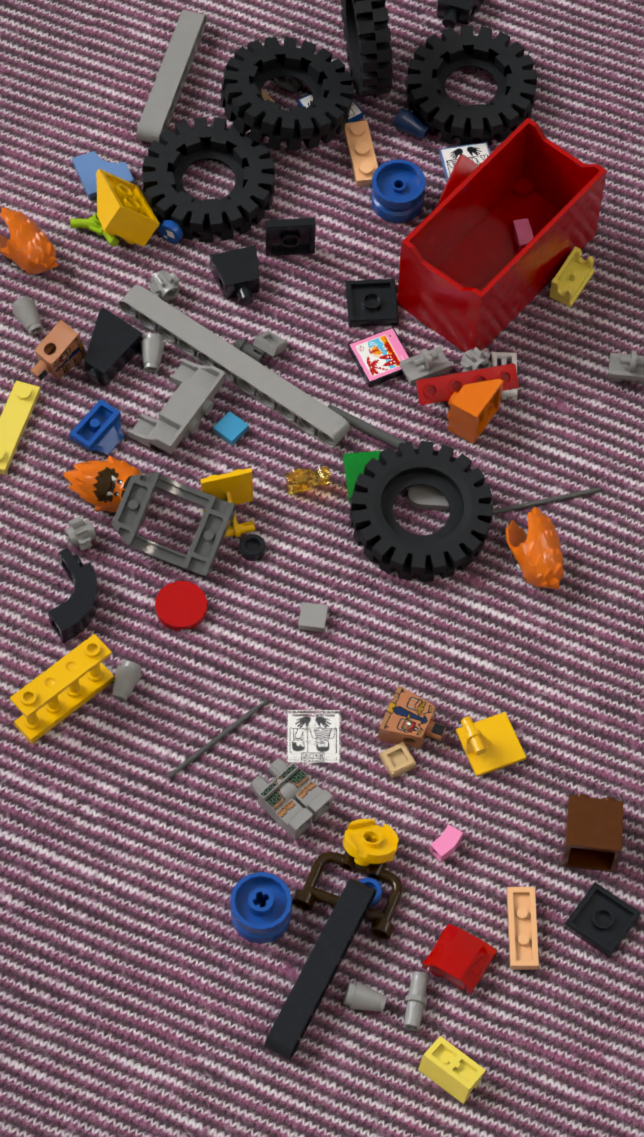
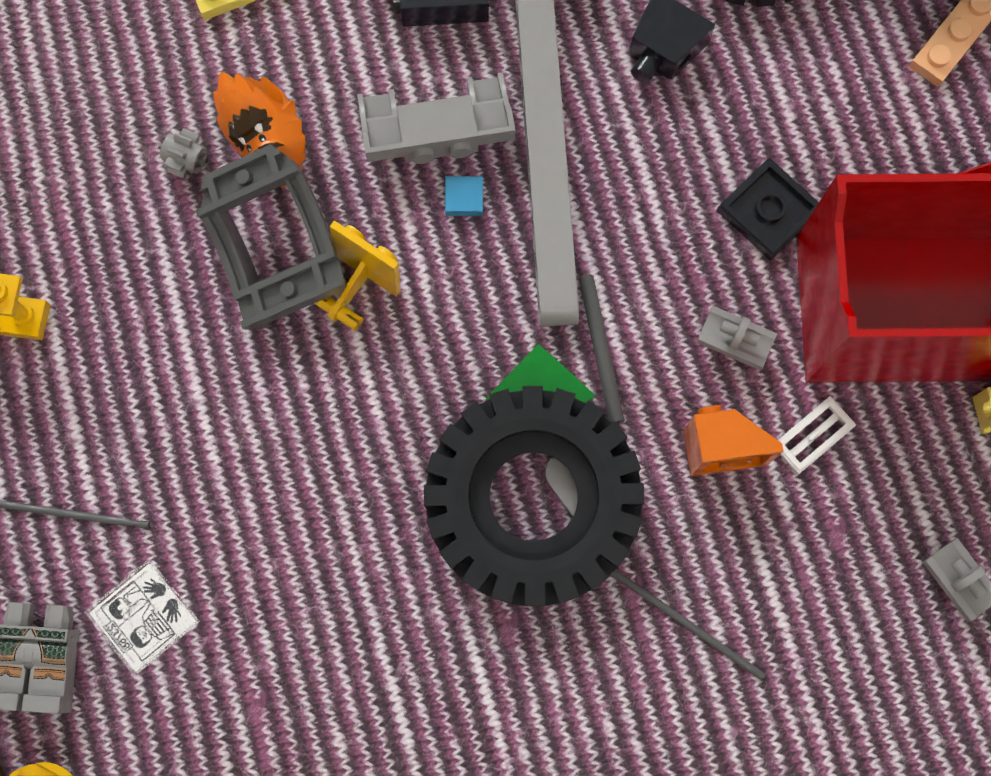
camera: 50 degrees right, 15 degrees up
(79, 610) = (106, 225): black arch -> none
(99, 429) = (334, 63): blue slope -> none
(126, 679) = (42, 353): light grey cone -> none
(152, 351) = (483, 35): light grey cone -> none
(181, 605) = (189, 332): red tile -> none
(250, 350) = (578, 132): dark grey pin -> none
(252, 547) = (331, 346): black tile -> none
(270, 343) = (609, 146): light grey tile -> none
(290, 236) = (762, 50): black tile -> none
(304, 480) = (461, 327): clear yellow plate -> none
(313, 617) = (296, 487): light grey tile -> none
(379, 356) = (706, 276): tile -> none
(397, 760) = (188, 740): tan tile -> none
(398, 191) = (941, 113): blue wheel -> none
(409, 720) = (244, 715): nougat torso -> none
(442, 387) = (723, 387): red bracket -> none
(475, 360) = (794, 392): light grey gear -> none
(537, 552) = (598, 678): orange head -> none

